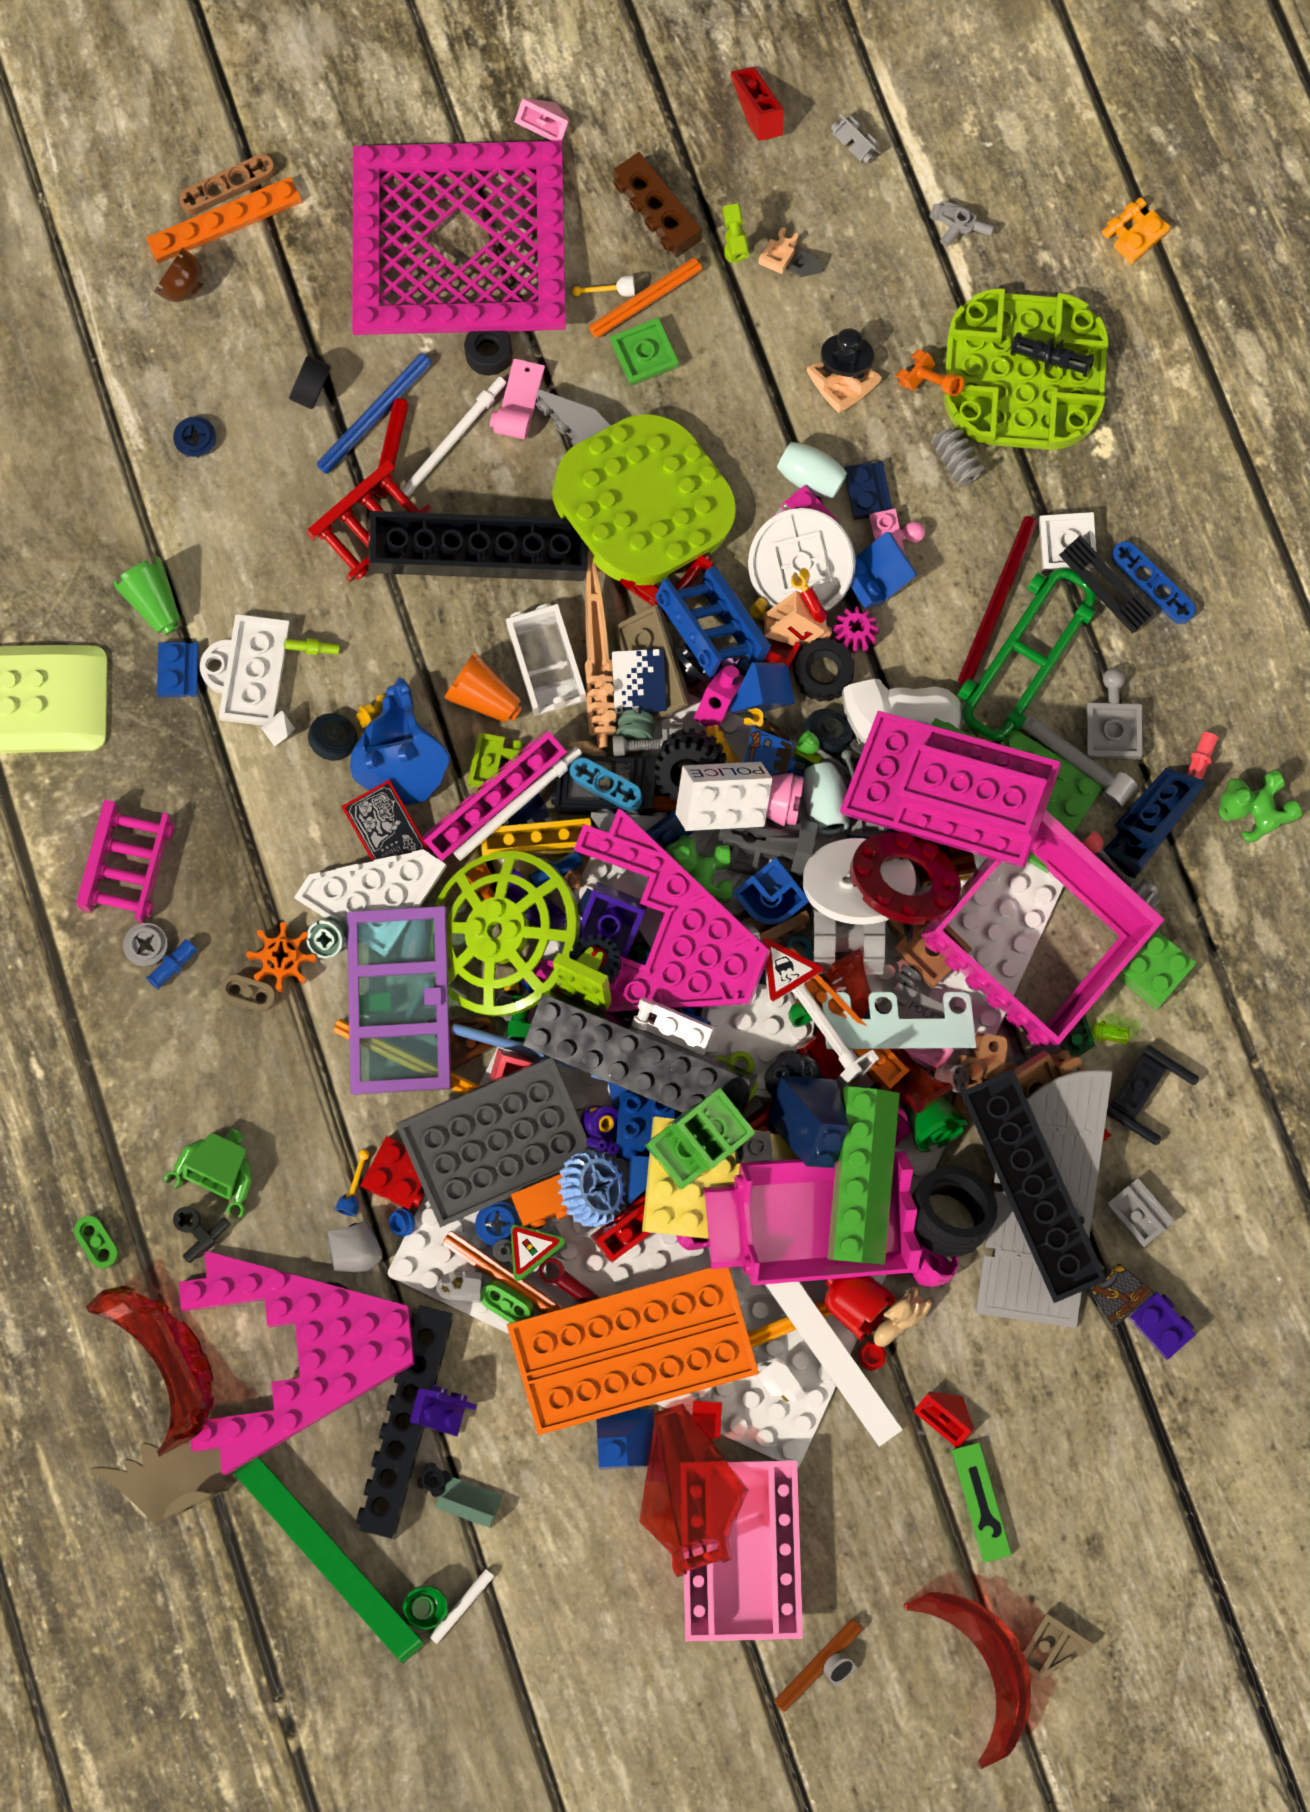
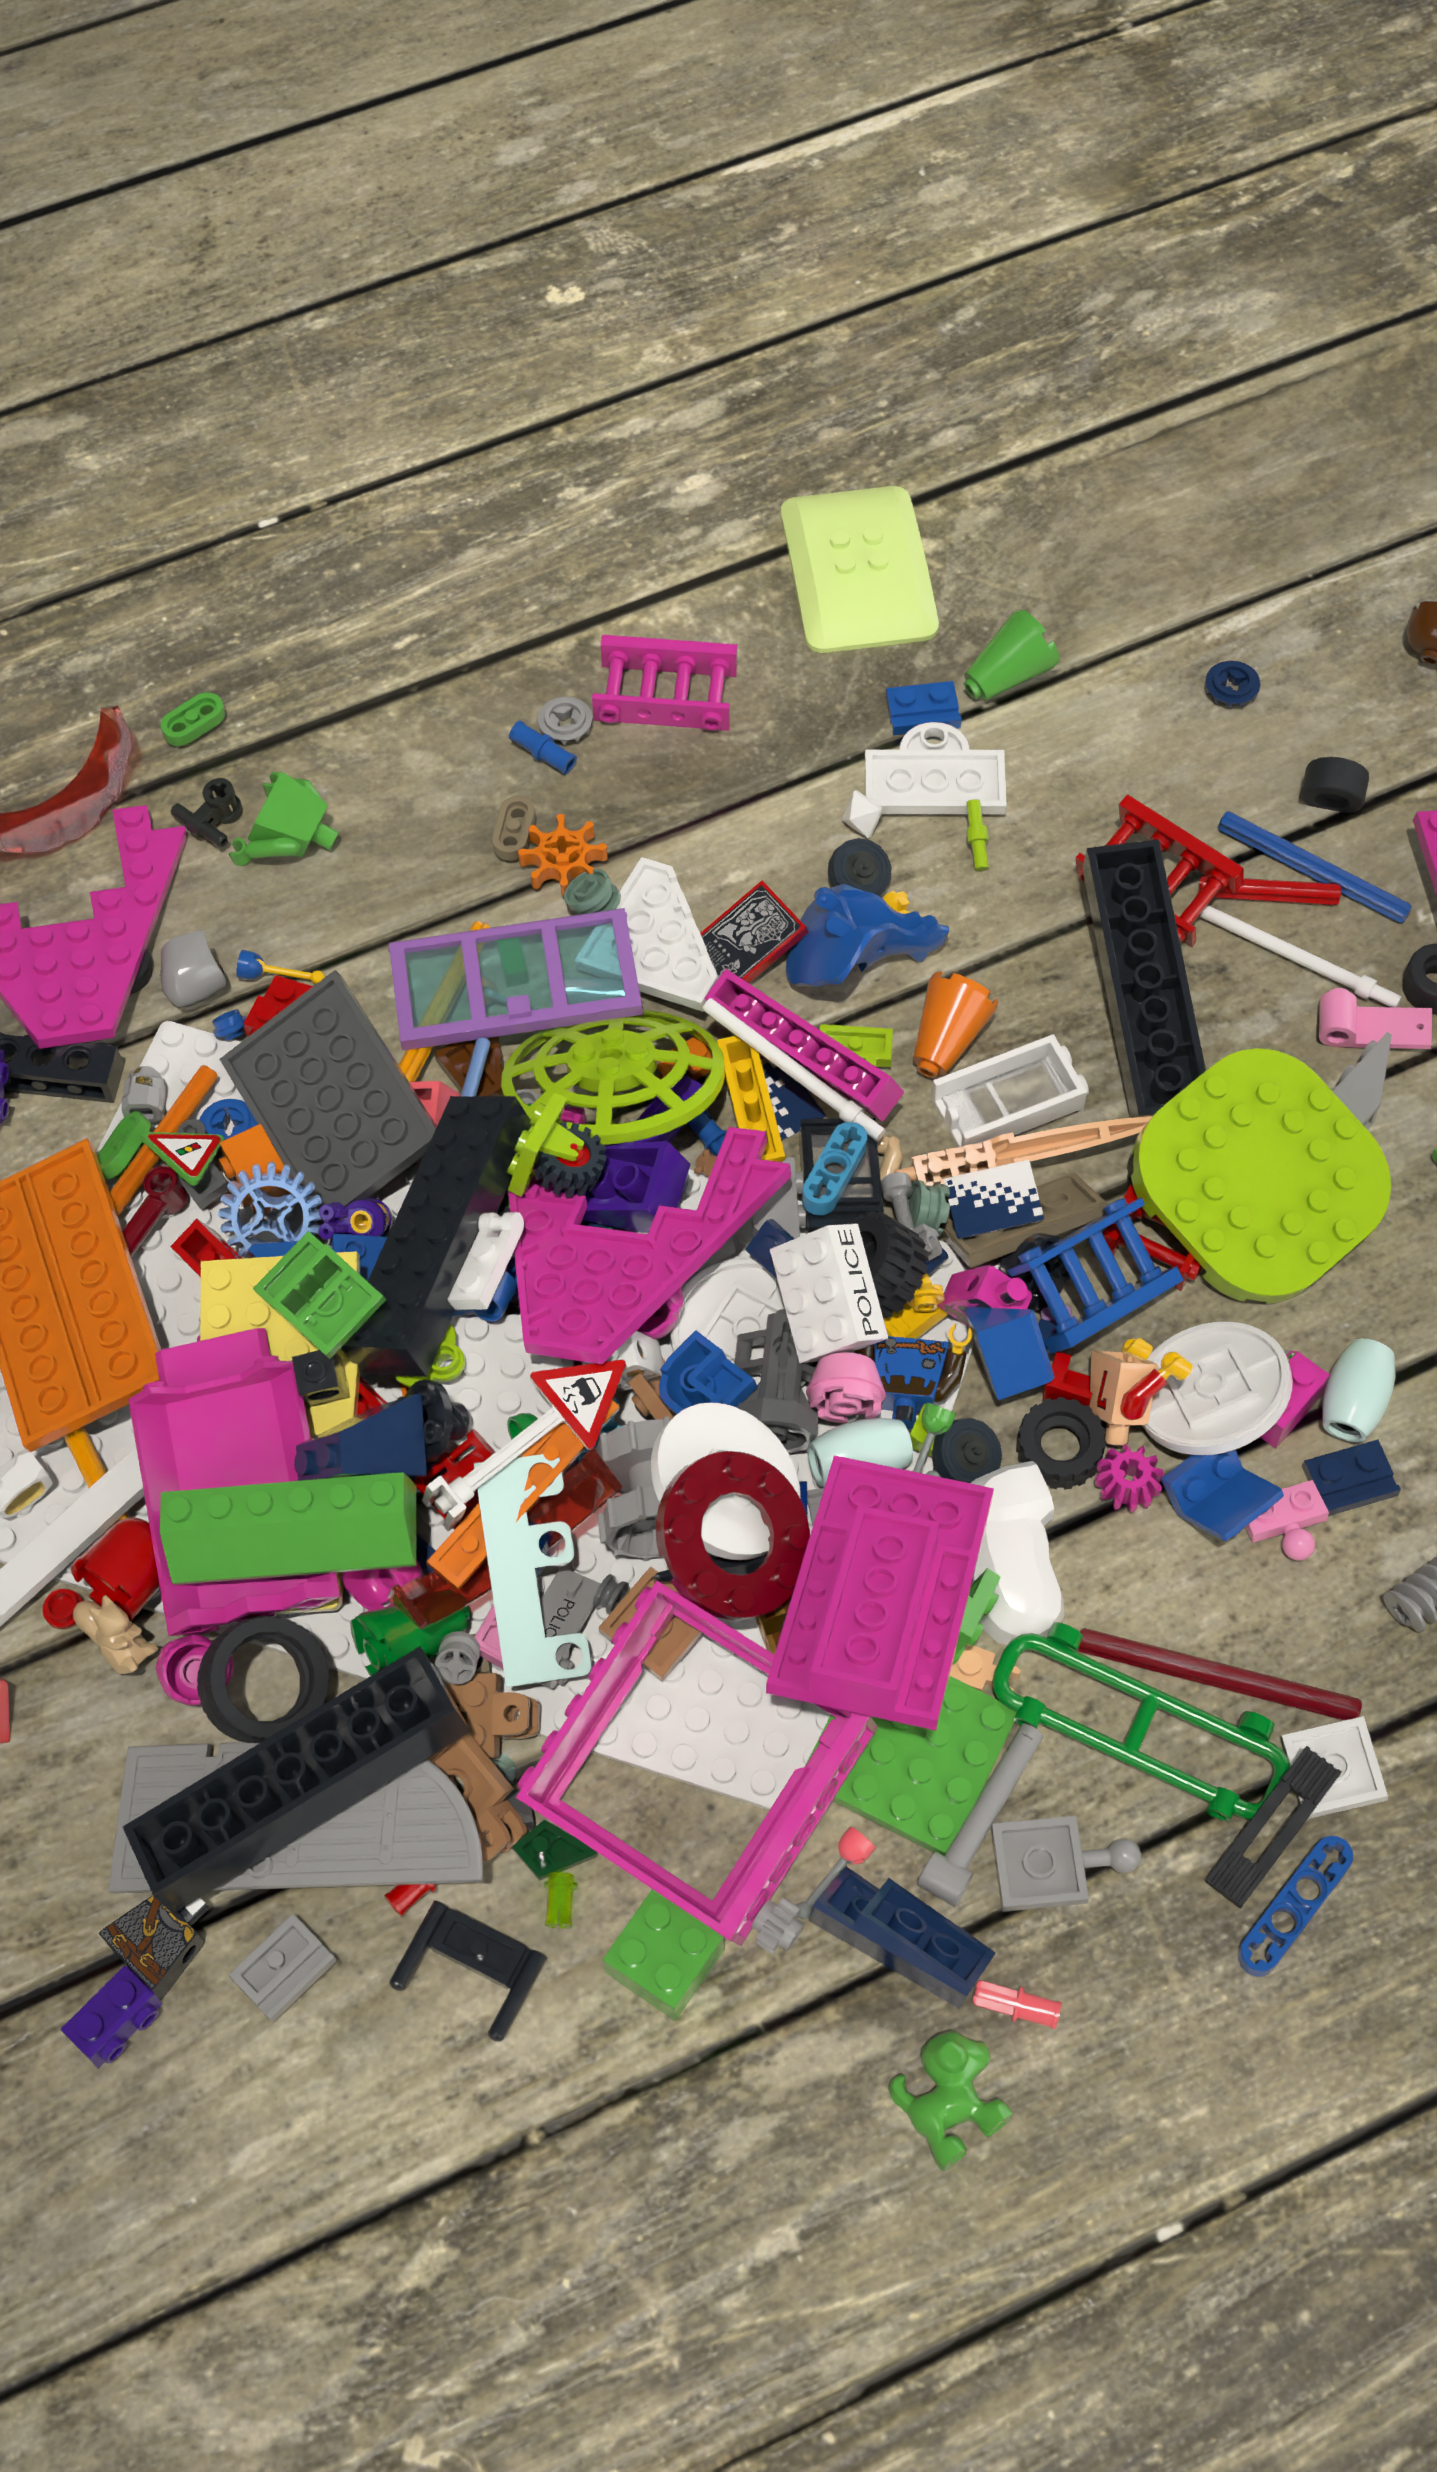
camera: 85 degrees right, 15 degrees down
(703, 867) = (738, 1267): bright green animal -> none

